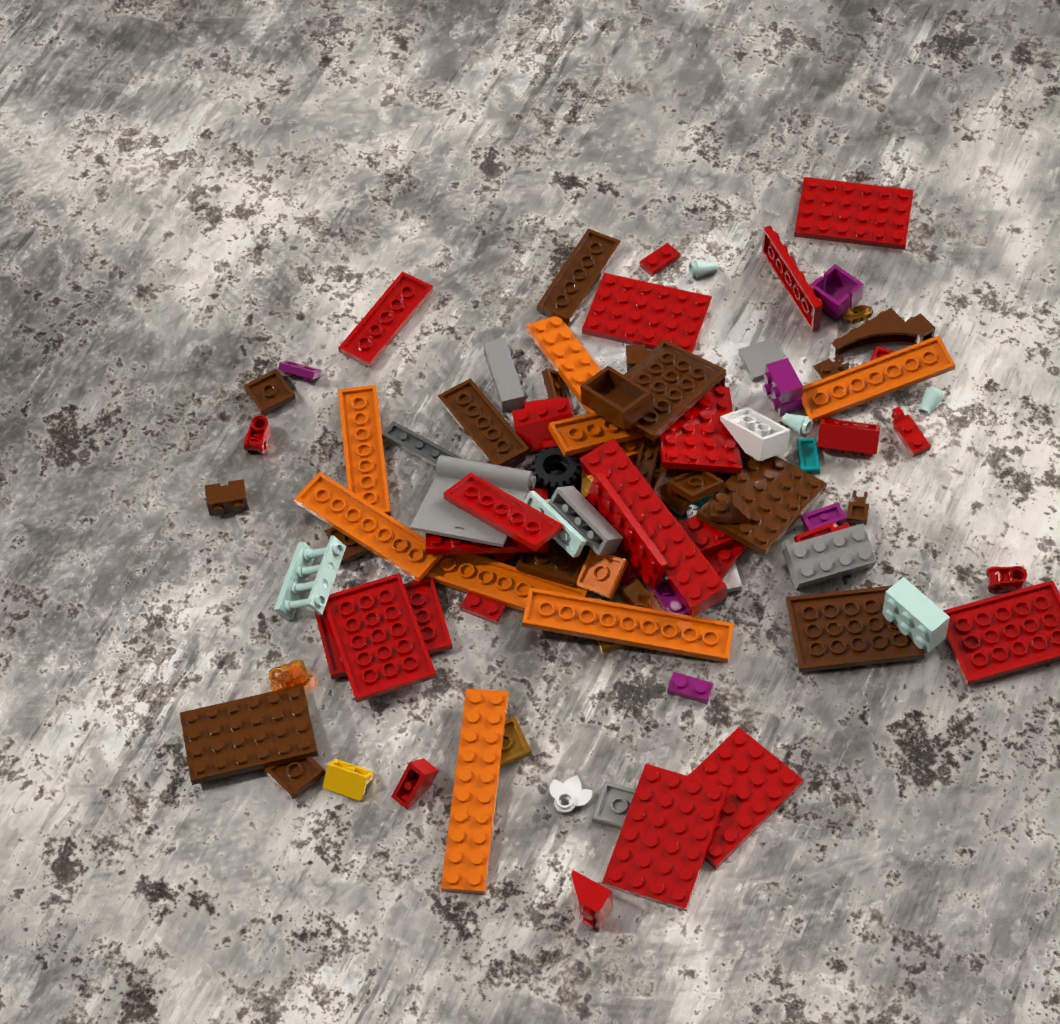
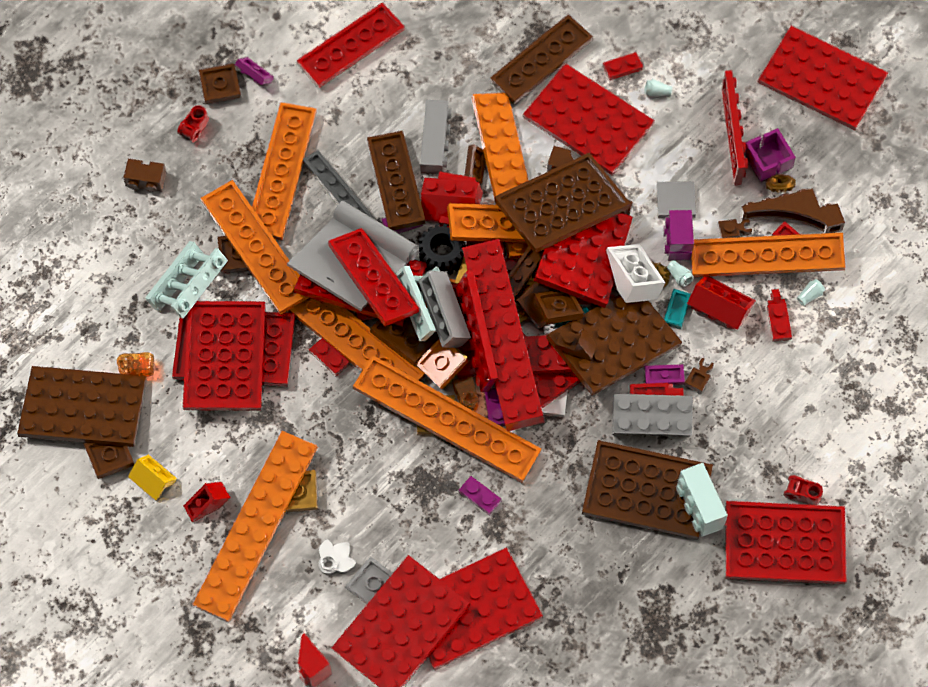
camera: 15 degrees right, 10 degrees up
(616, 397) = (515, 201): reddish brown piece -> none

